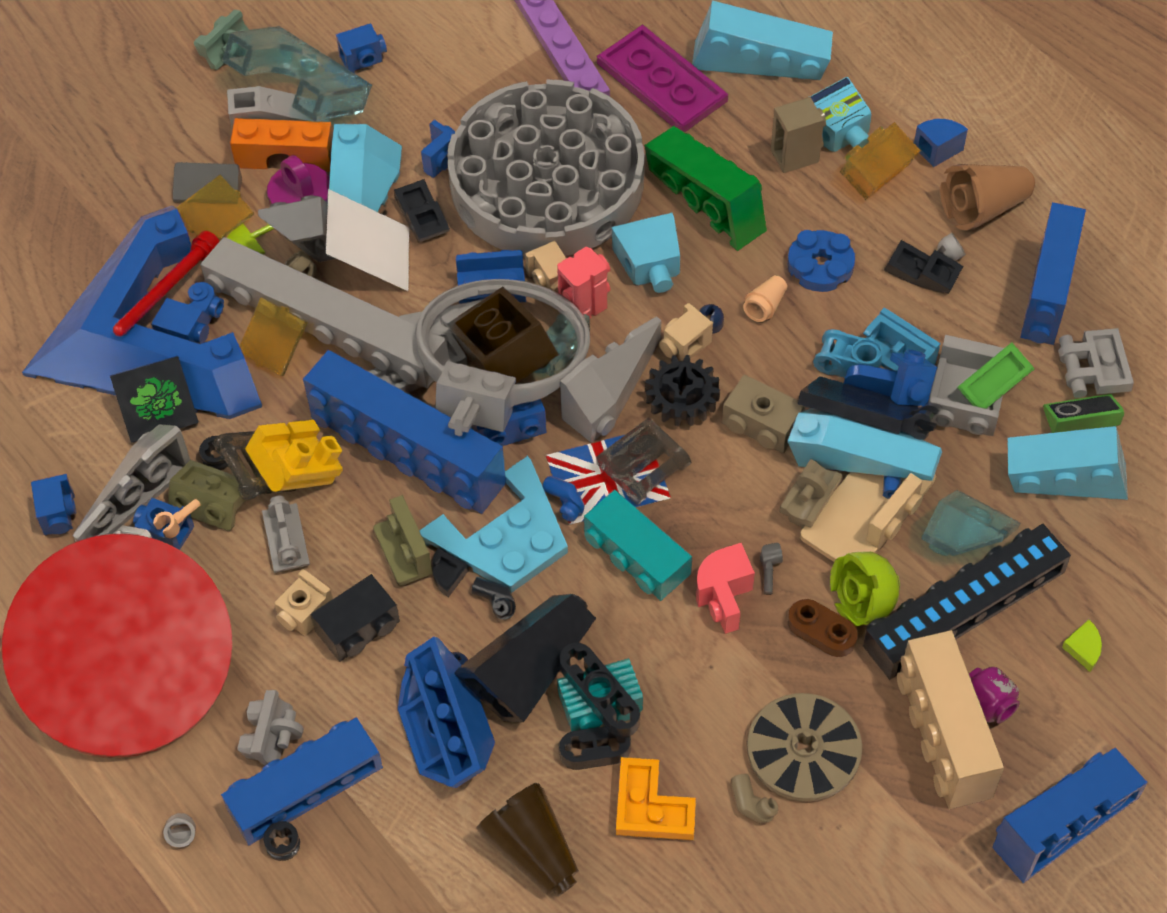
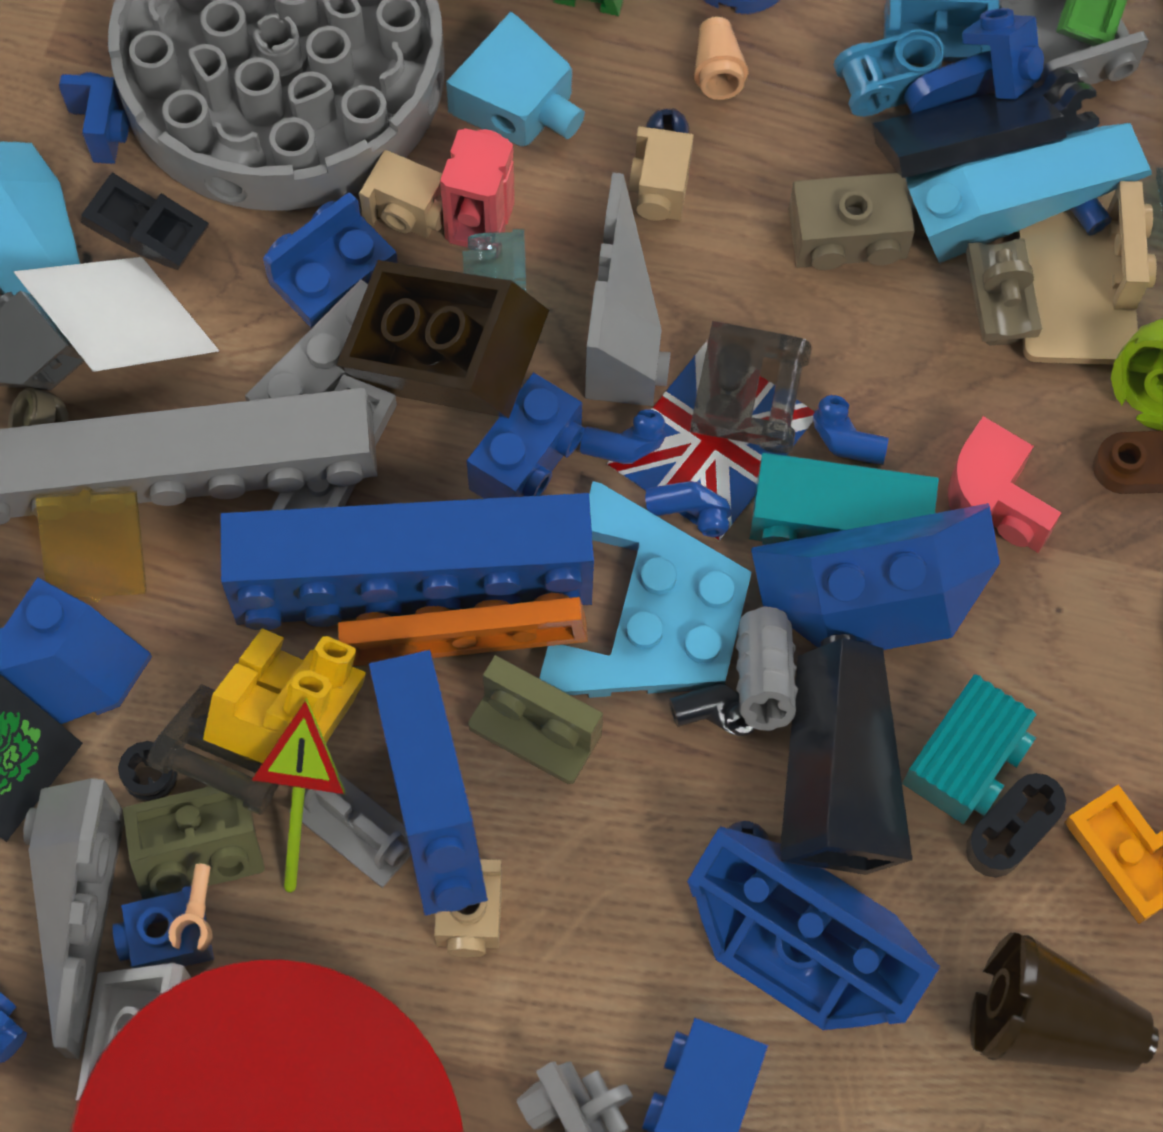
camera: 40 degrees left, 10 degrees up
(274, 482) = (301, 762): none -> piece
(320, 527) = (428, 783): none -> blue brick
(355, 618) = (560, 873): black brick -> none
(404, 481) = (482, 629): none -> orange plate
(448, 571) = (622, 718): black tile -> none
(483, 396) = (484, 444): light grey brick -> none
(530, 589) = (766, 669): none -> light grey axle
(561, 451) = (628, 446): none -> blue arm
(599, 673) = (1026, 773): black beam -> none
(626, 588) = (882, 580): none -> blue wedge
(670, 513) = (841, 436): none -> blue arm
(698, 397) = (722, 251): black gear -> none
(770, 555) = (1011, 414): dark grey hand -> none

